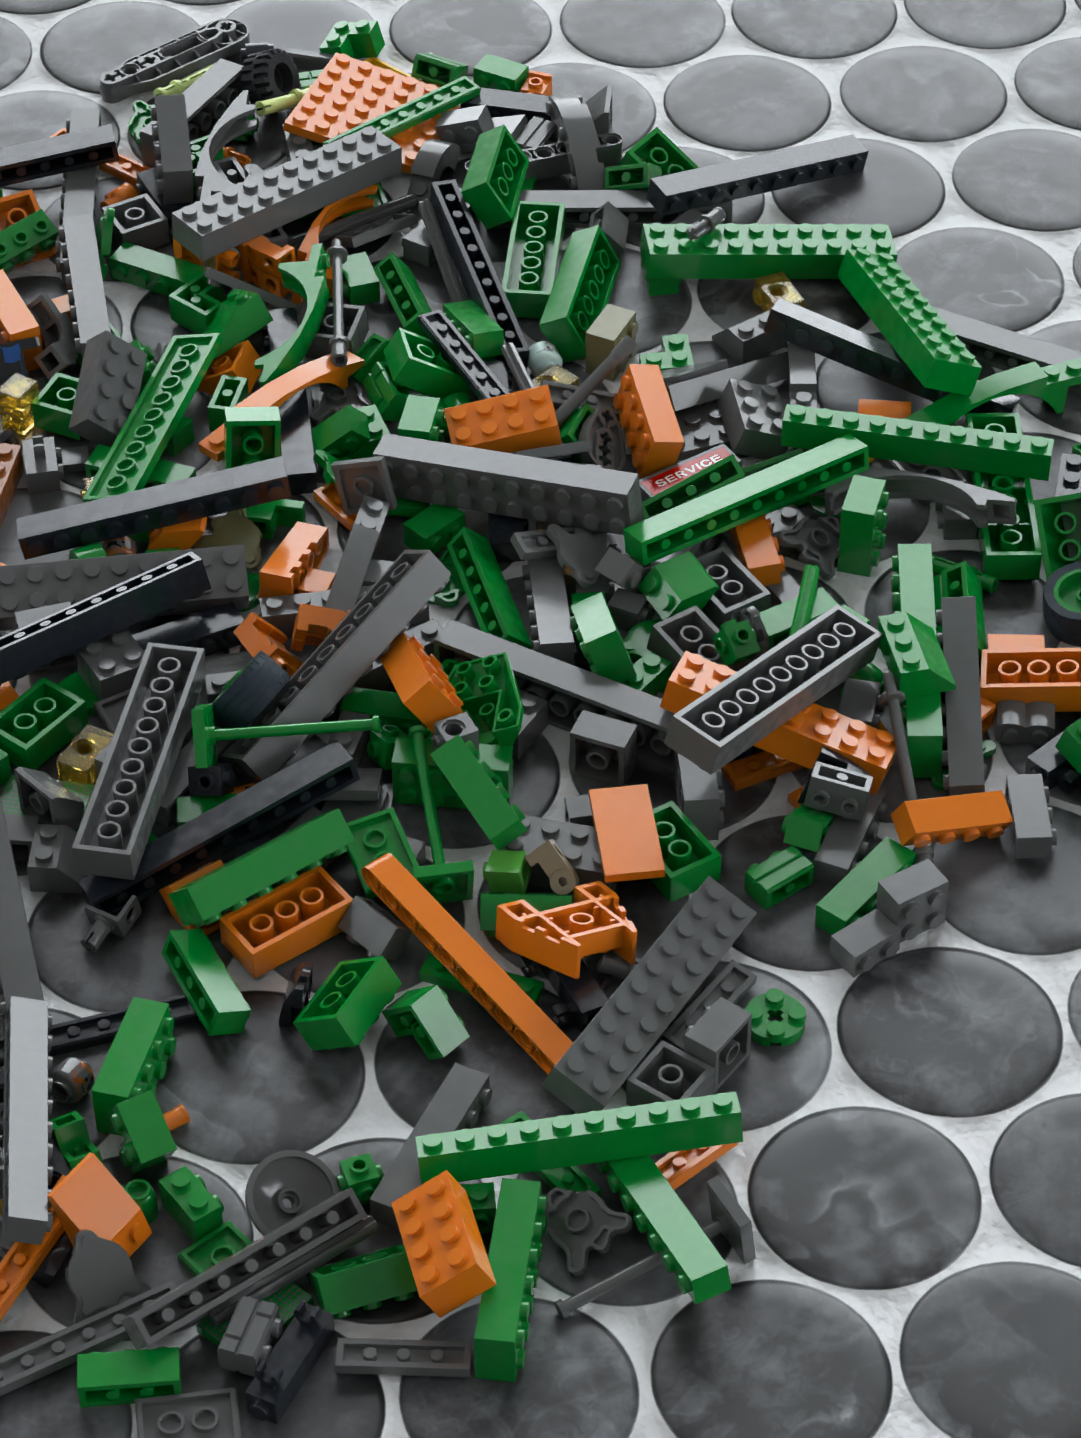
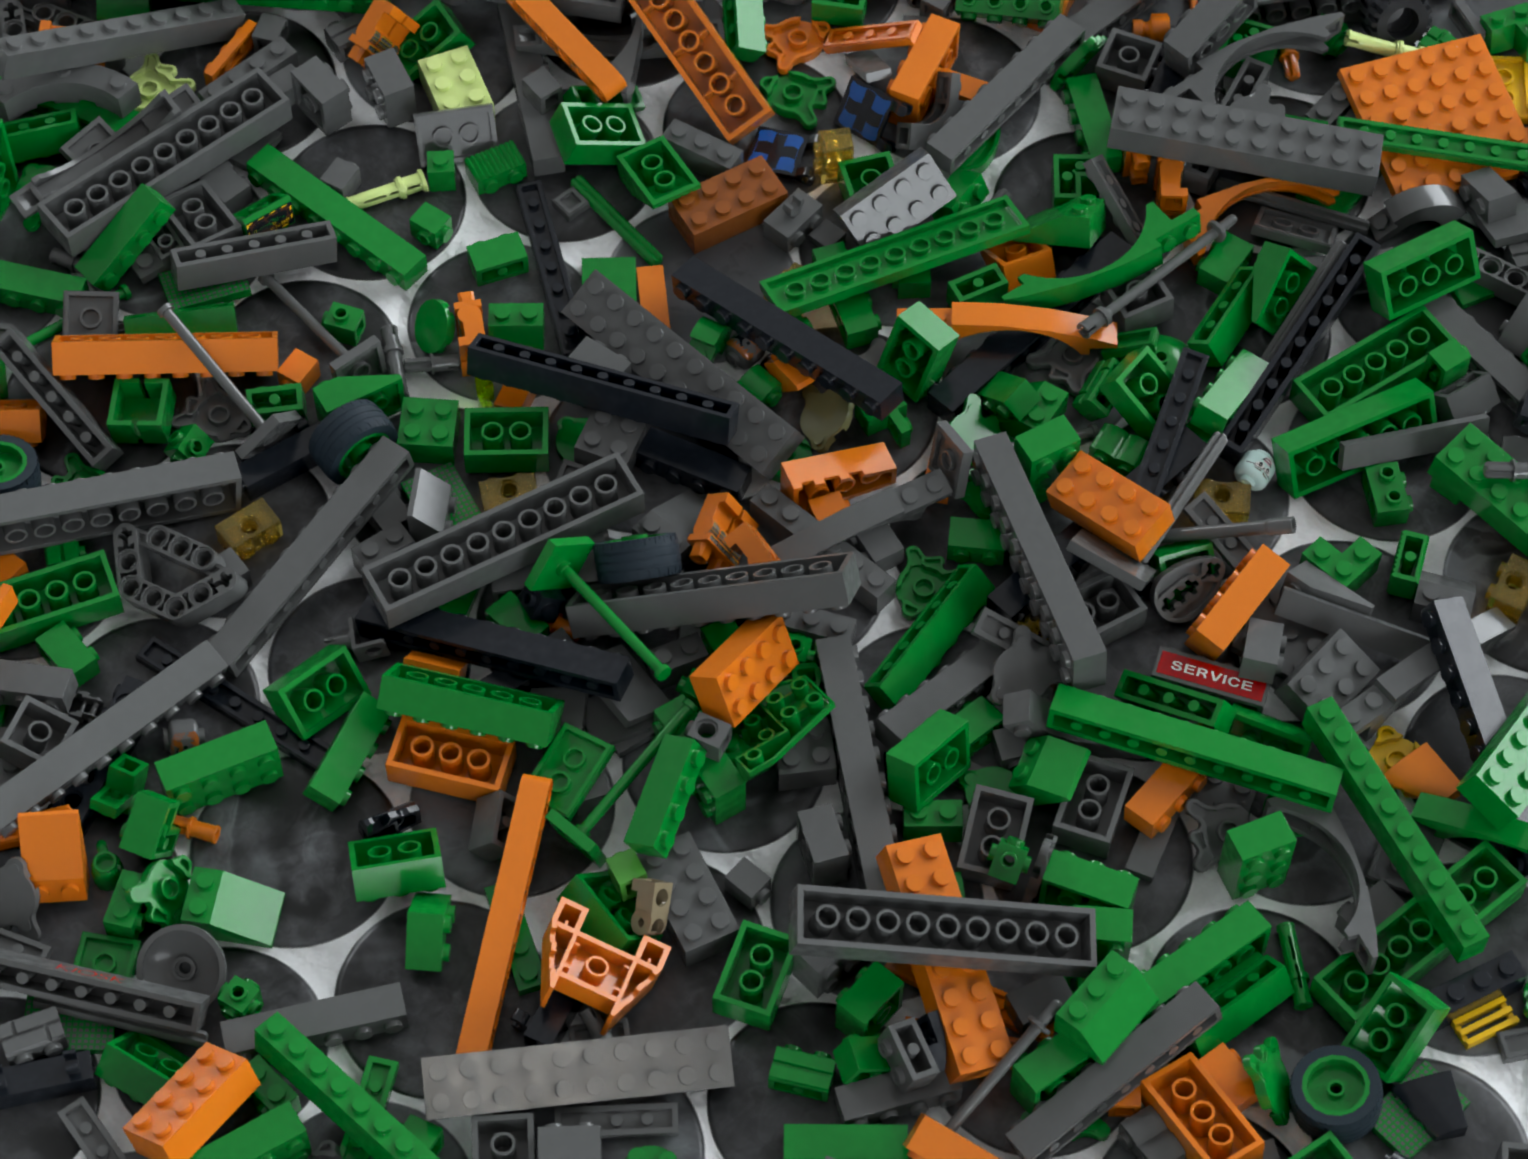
camera: 50 degrees right, 15 degrees up
(126, 966) = (317, 691): none -> green slope
(207, 1172) = (163, 890): none -> green tile
(255, 1134) = (232, 907): none -> slope
(412, 244) = (1277, 284): none -> green slope
(574, 217) = (1445, 364): none -> green brick
(605, 335) = (1319, 503): olive brick -> none
(613, 272) = (1405, 442): none -> dark grey tile
(626, 833) = (728, 931): orange tile -> none
(649, 312) = (1386, 494): none -> green brick
(702, 431) = (1261, 650): none -> dark grey brick
(706, 332) = (1408, 564): none -> green brick
(762, 799) = (869, 1001): none -> green brick
(805, 598) = (1098, 880): green axle -> none
(1040, 626) = (1269, 1079): none -> green tile

